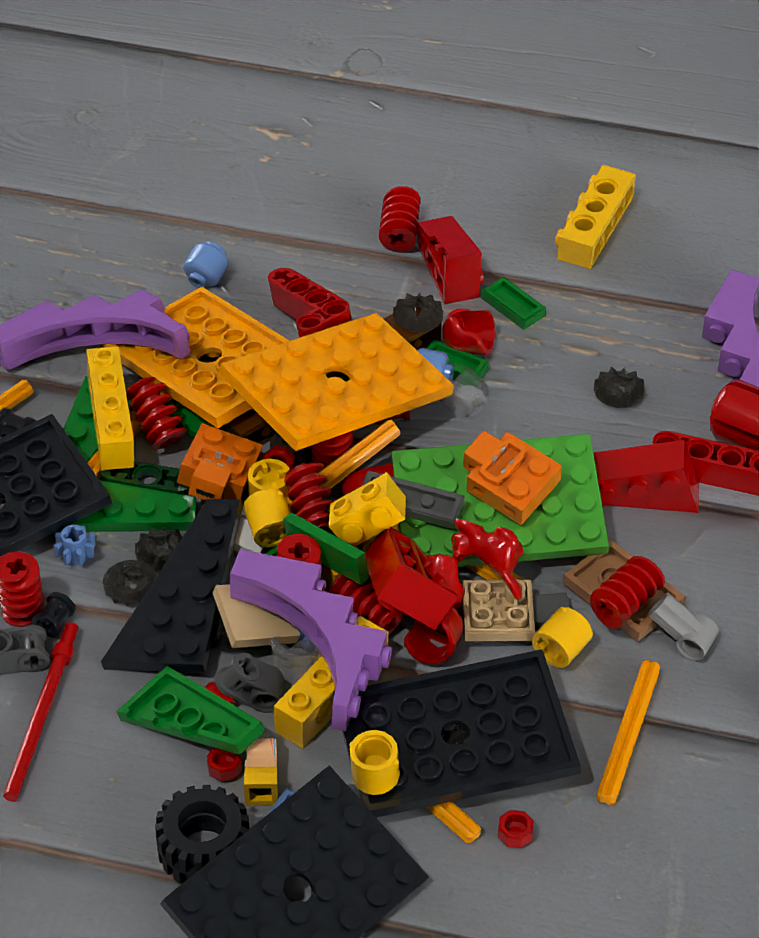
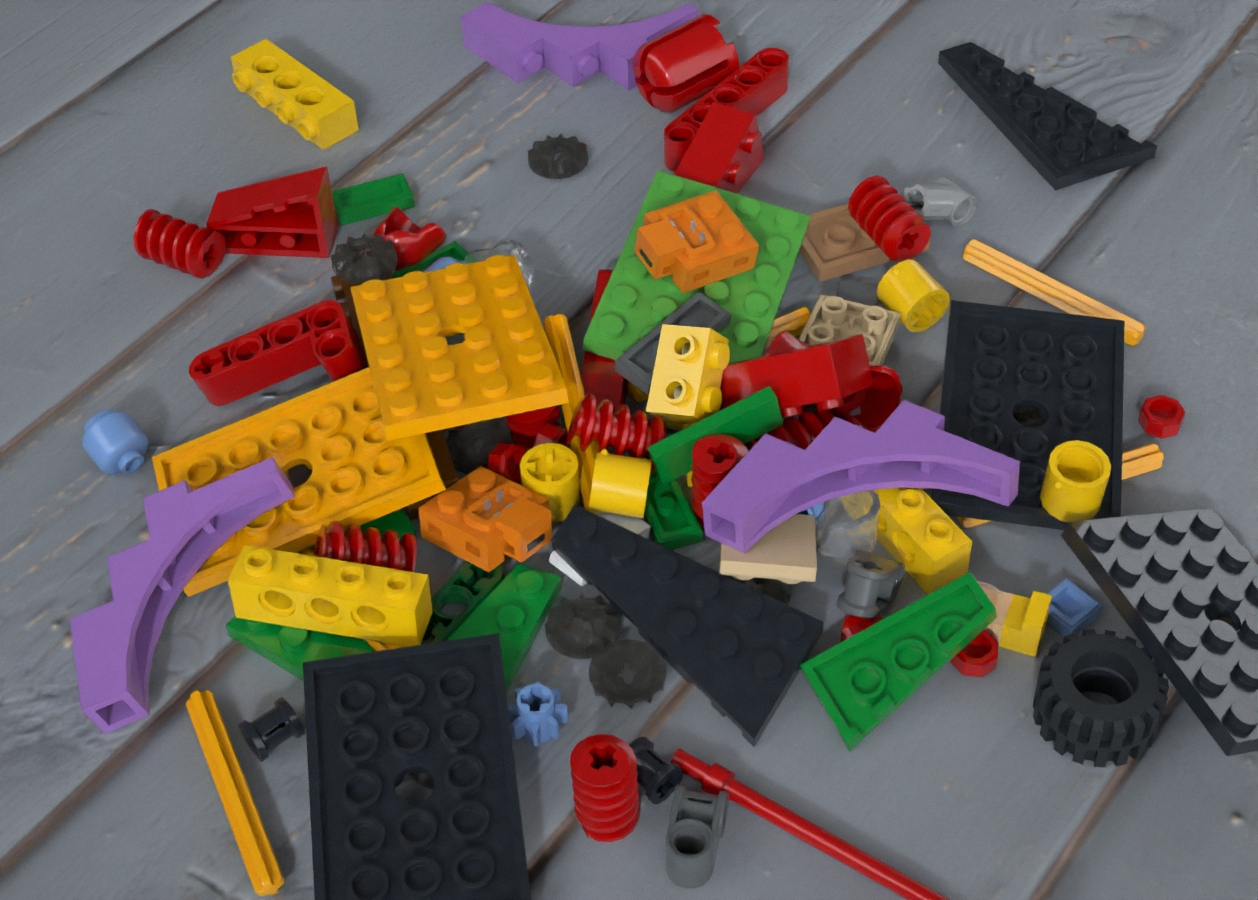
camera: 65 degrees left, 0 degrees up
(496, 549) = (791, 292): red animal -> none

